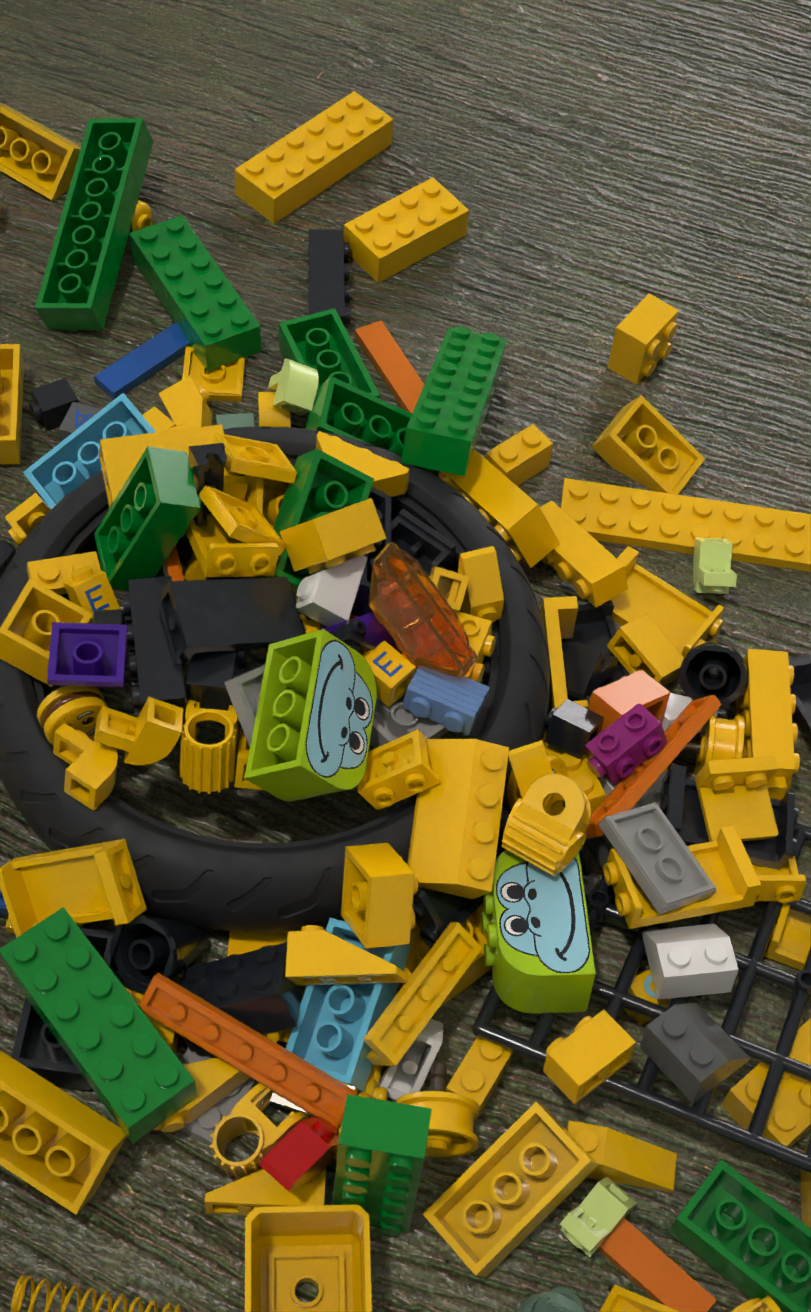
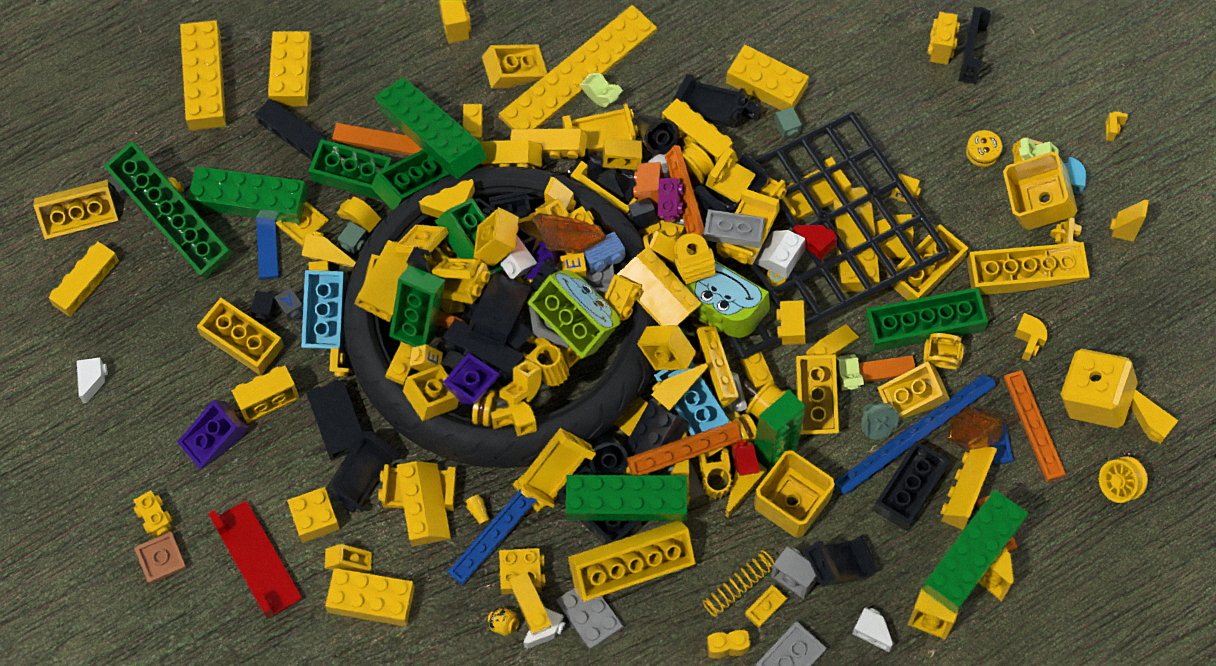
camera: 45 degrees left, 10 degrees up
(294, 387) = (360, 190): yellowish green brick -> none
(691, 1049) = (820, 282): dark grey slope -> none
(758, 993) = (817, 239): none -> red slope

